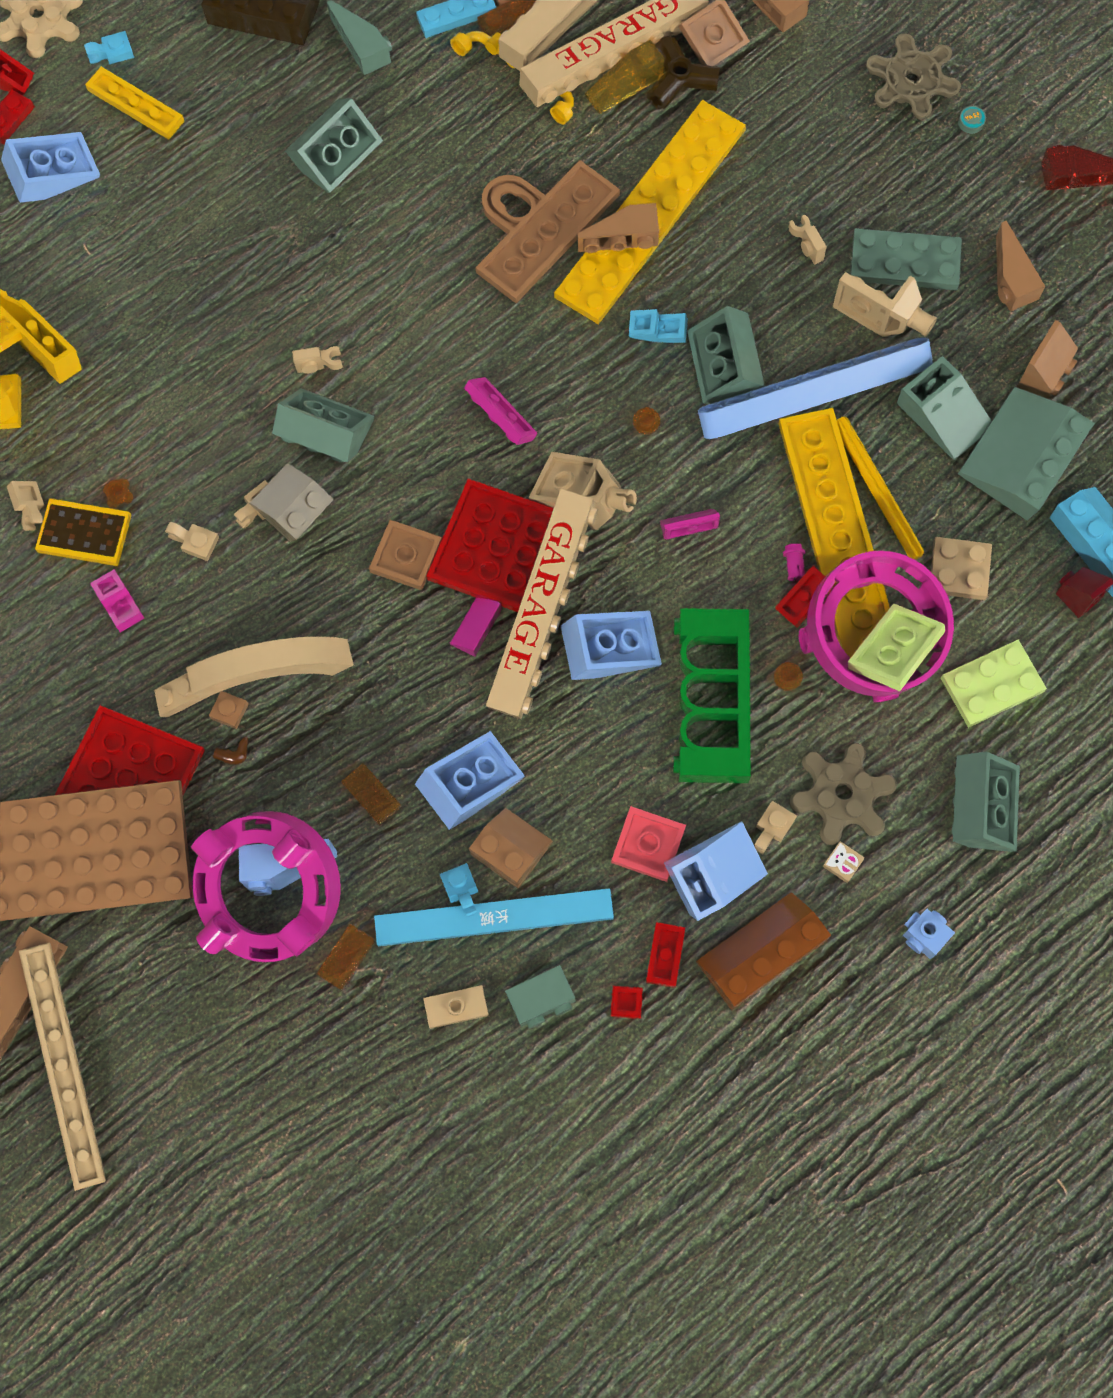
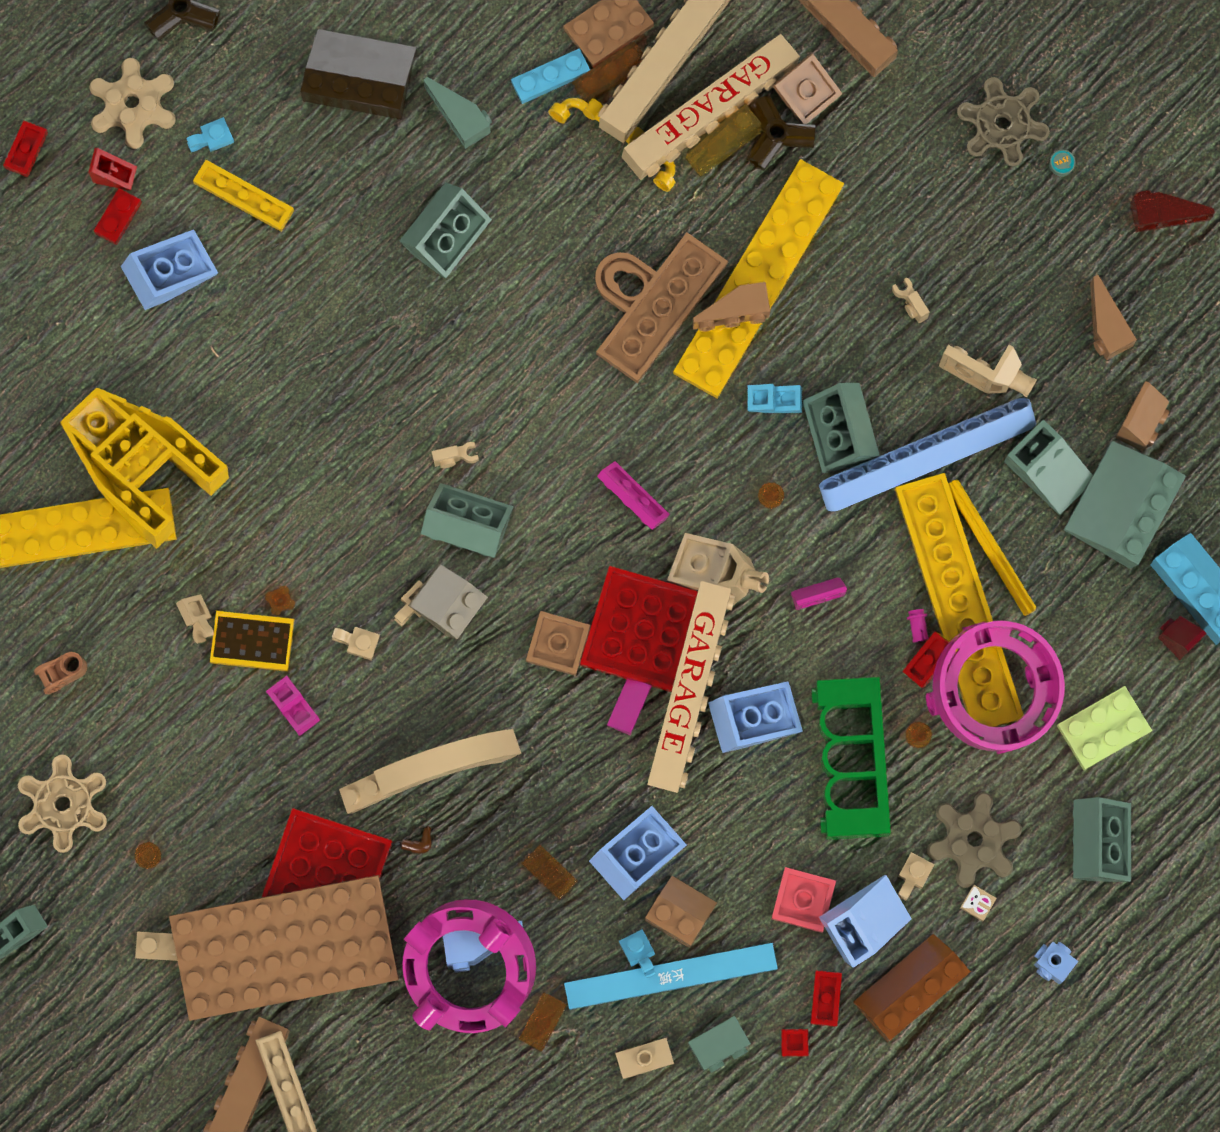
camera: 10 degrees left, 5 degrees up
(228, 709) = (410, 803): medium nougat plate -> none
(895, 256) = (1005, 314): sand green plate -> none
(896, 647) = (1014, 707): yellowish green plate -> none
(962, 567) = (1070, 620): tan plate -> none

